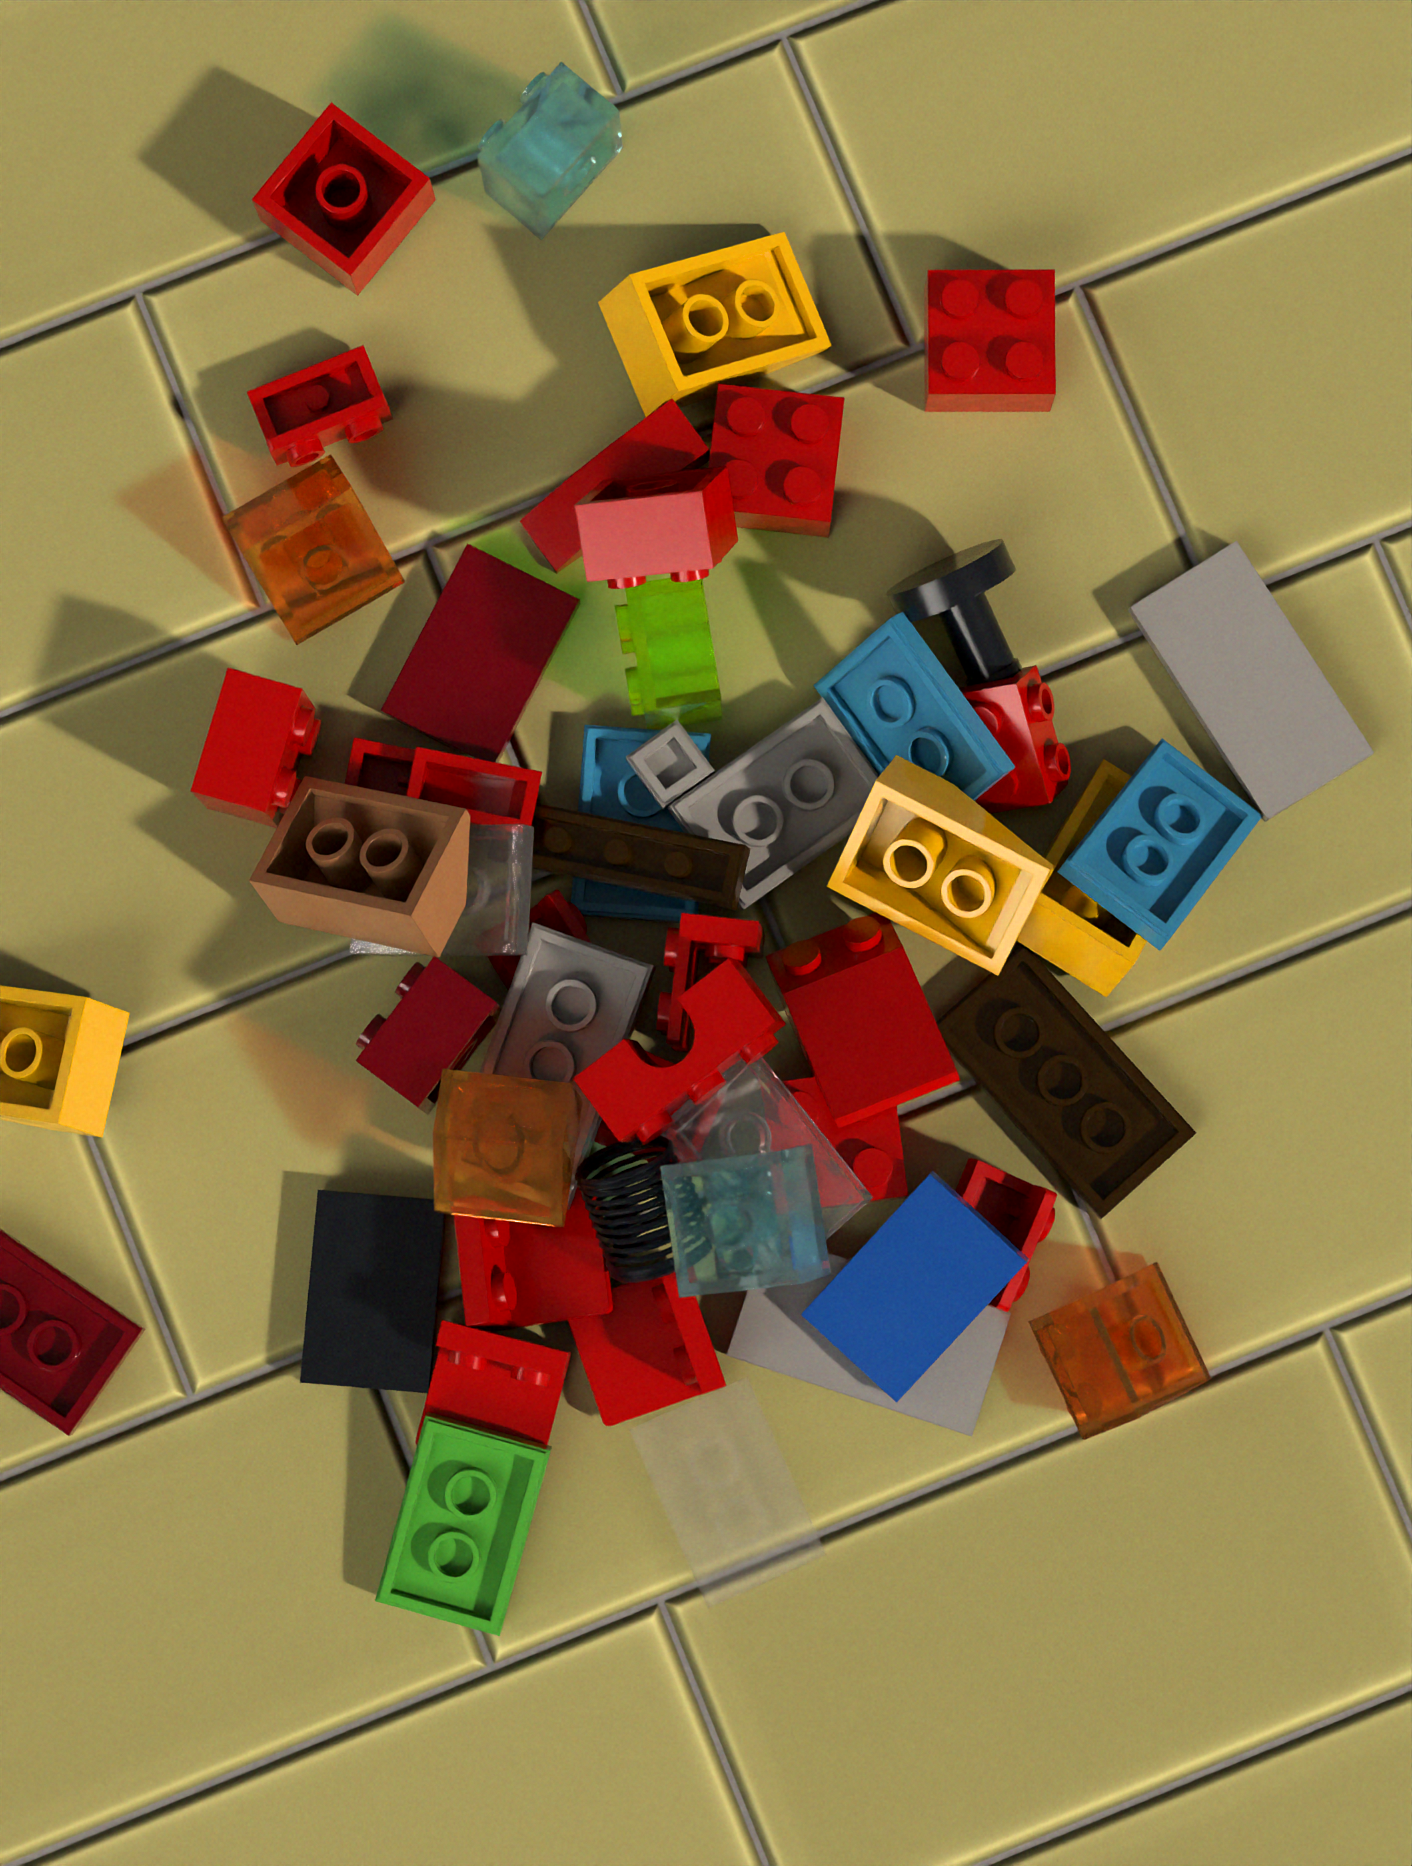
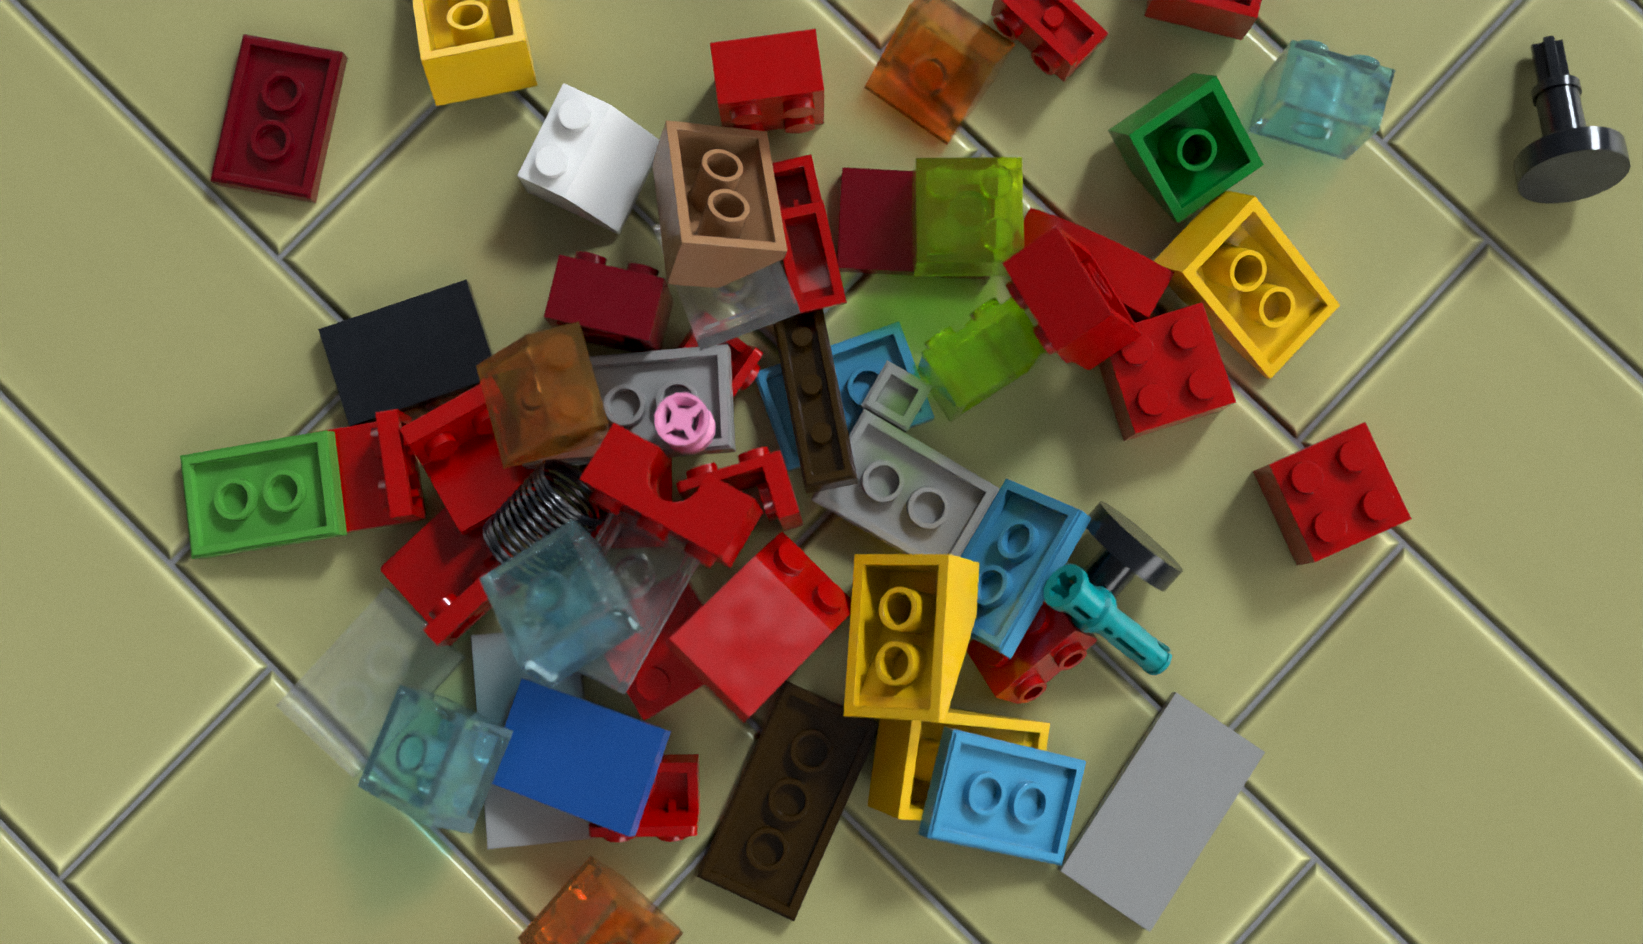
camera: 60 degrees right, 0 degrees up
(245, 988) = (589, 159): none -> white slope
(505, 596) = (966, 215): none -> clear neon green brick
(531, 318) = (1187, 145): none -> green slope
(592, 1005) = (676, 415): none -> bright pink wheel
(849, 1443) = (435, 759): none -> clear light blue brick
(1005, 651) = (1096, 611): none -> teal pin

